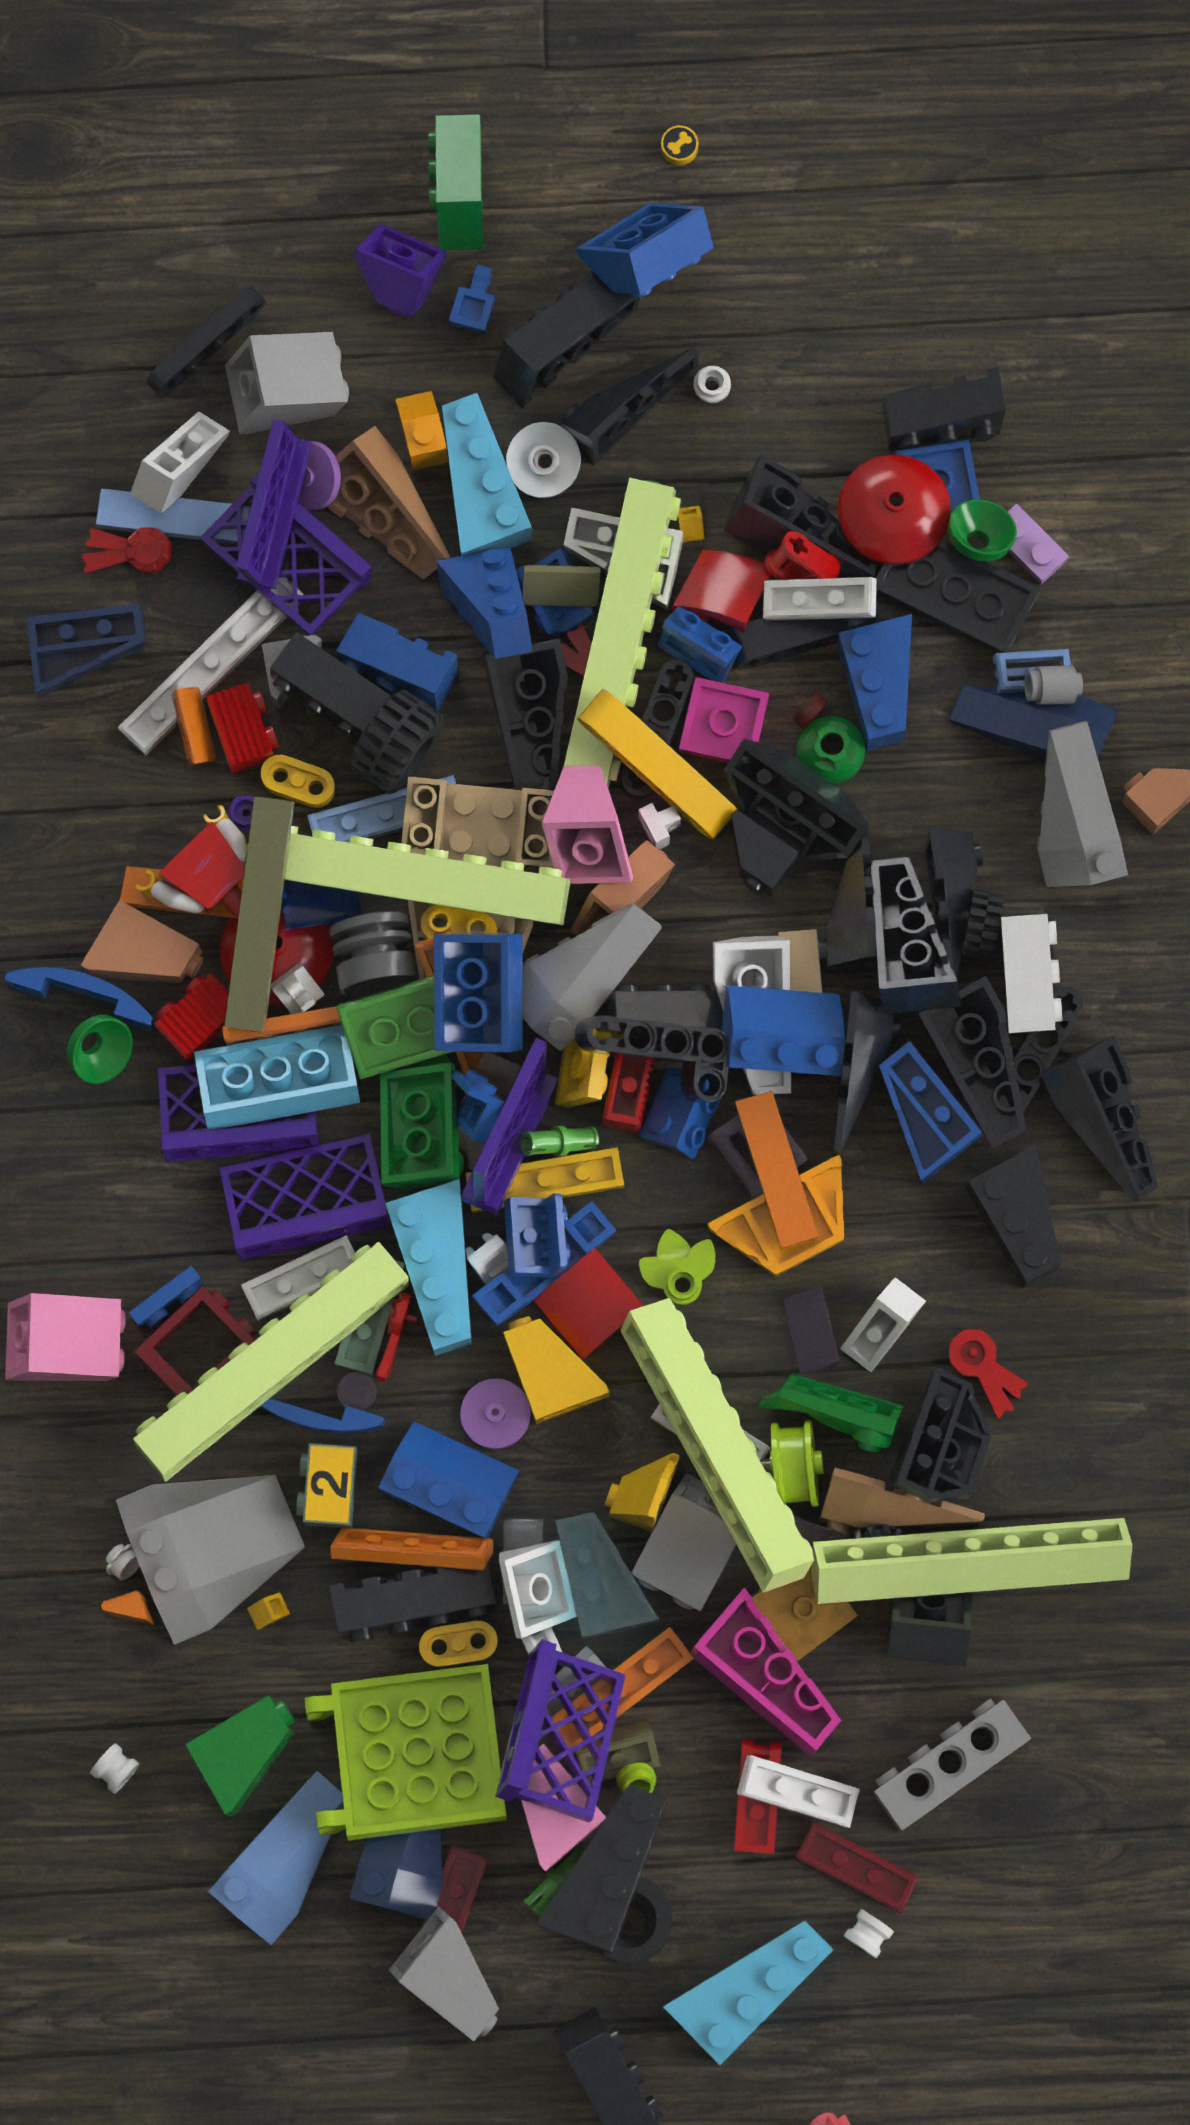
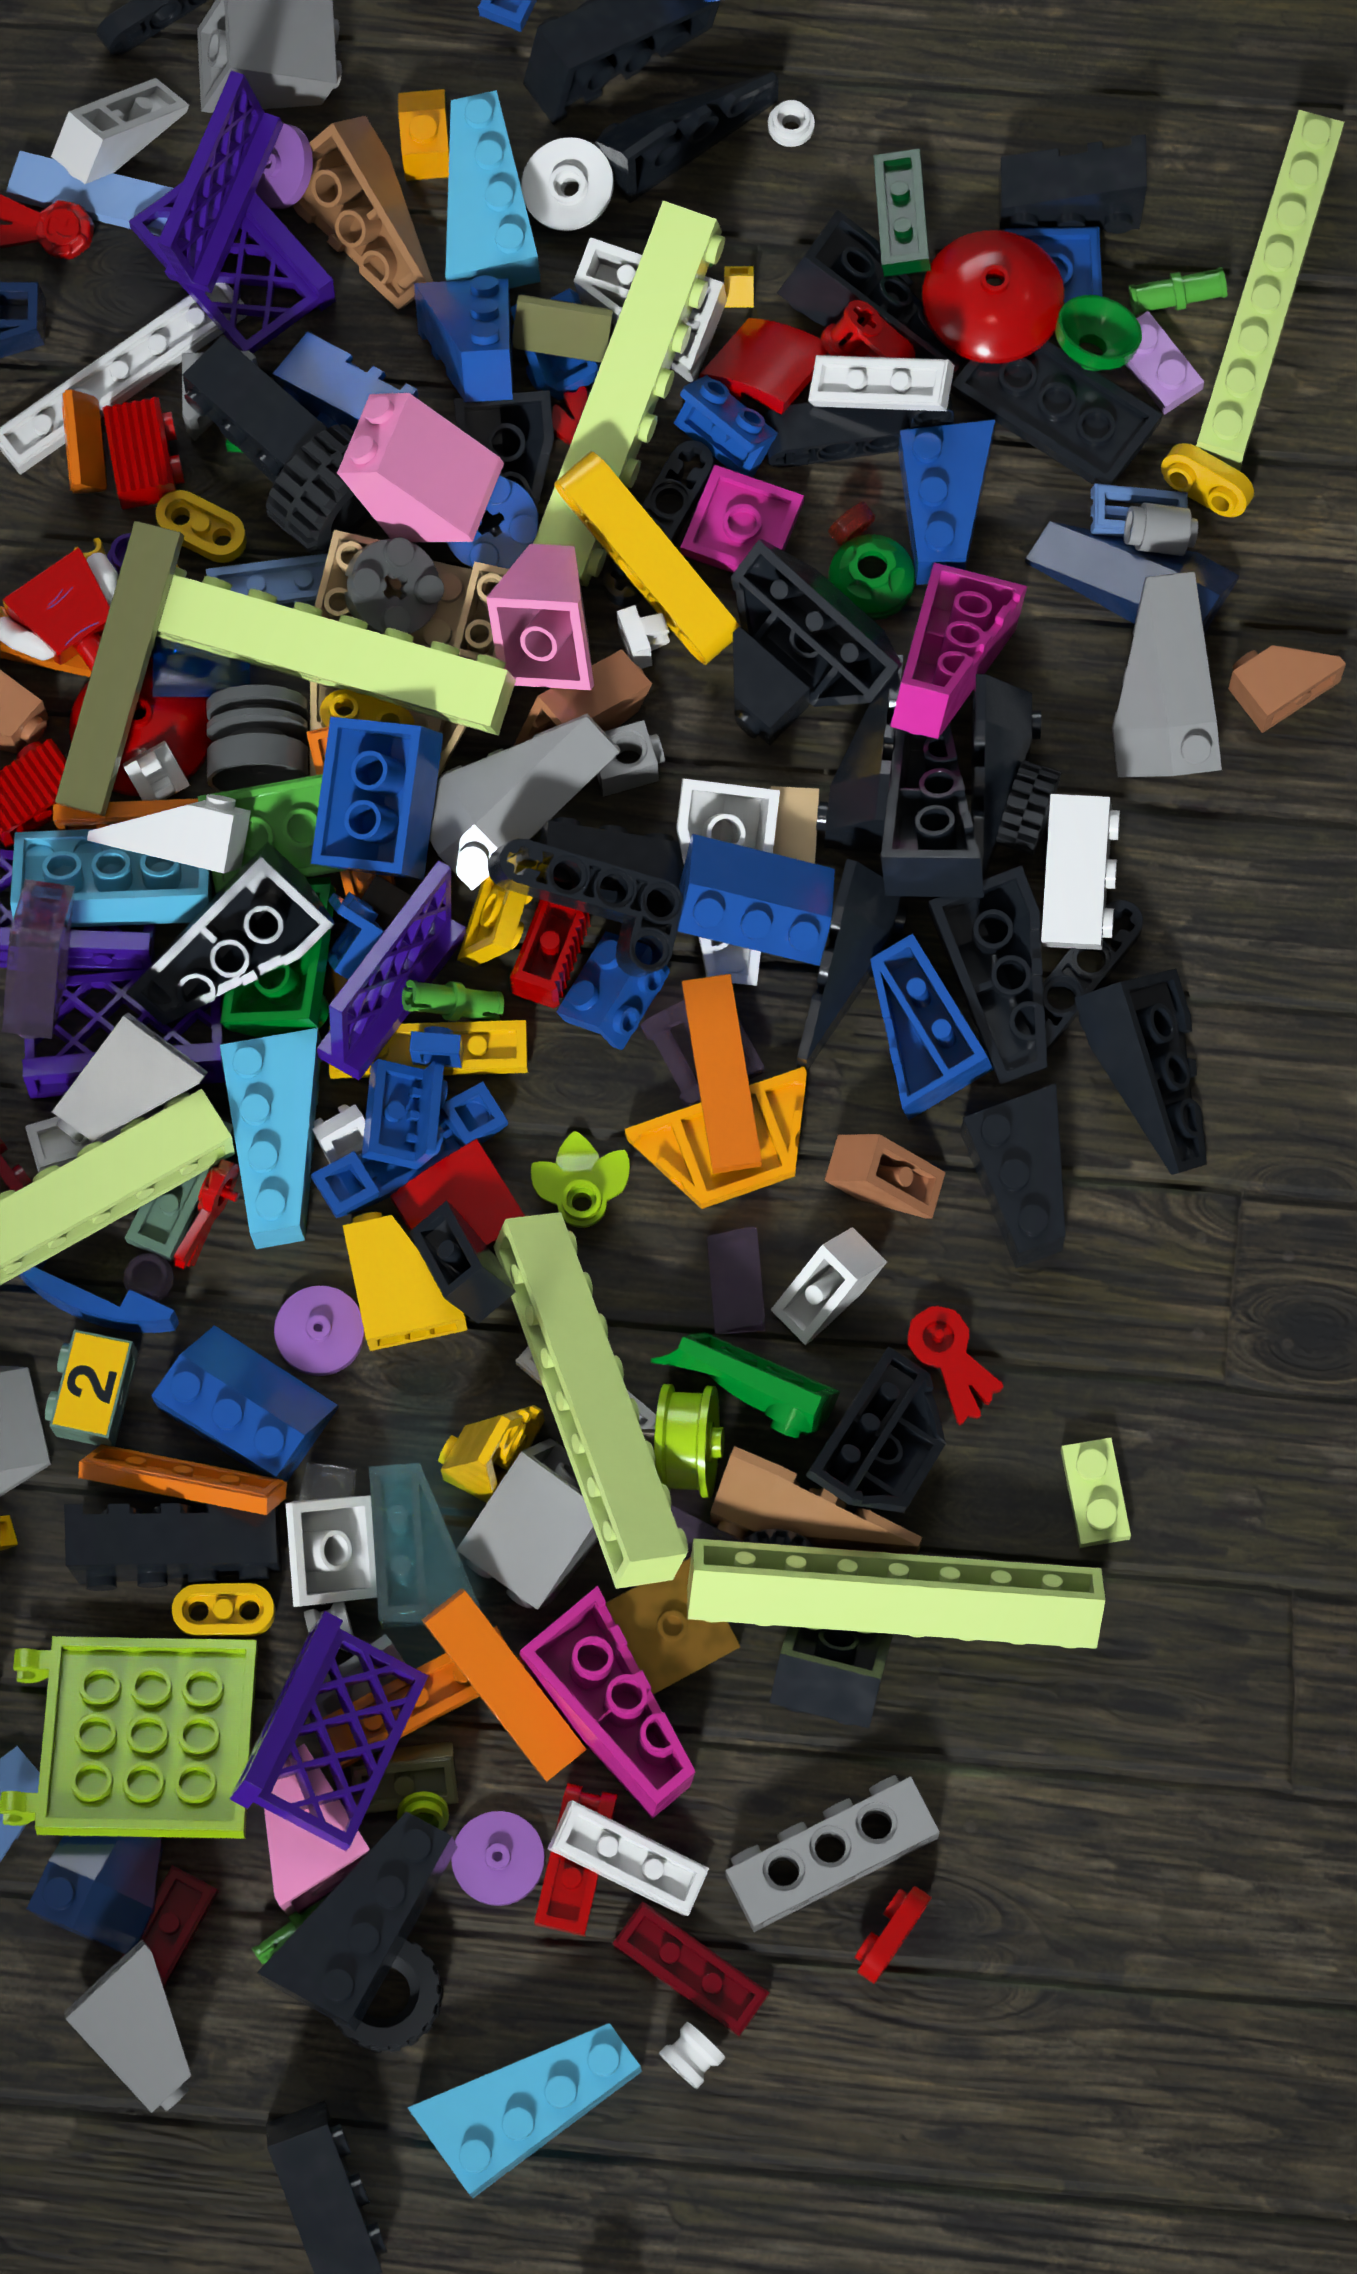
camera: 10 degrees right, 5 degrees down
(236, 1158) = (38, 959): none -> clear purple window
(318, 1243) = (125, 1080): none -> light grey slope
(337, 1039) = (197, 834): none -> white slope
(390, 1109) = (249, 928): none -> black wedge
(441, 818) = (419, 588): none -> dark grey plate
(470, 723) = (418, 471): none -> bright pink slope
(528, 729) = (517, 528): none -> blue plate
(553, 1180) = (436, 1045): none -> blue plate
(599, 1349) = (461, 1263): none -> black slope
(678, 914) = (619, 776): none -> light grey brick
(684, 1673) = (504, 1684): none -> orange tile
(698, 1803) = (498, 1858): none -> medium lavender piece
(812, 449) = (902, 212): none -> plate
(905, 800) = (957, 635): none -> dark pink wedge
(913, 1231) = (884, 1174): none -> nougat slope
(1012, 1803) = (879, 1951): none -> red plate
(1037, 483) = (1177, 291): none -> bright green pin
(1083, 638) = (1207, 480): none -> yellow plate
(1109, 477) = (1270, 288): none -> yellowish green brick
(1109, 1456) = (1095, 1492): none -> yellowish green plate

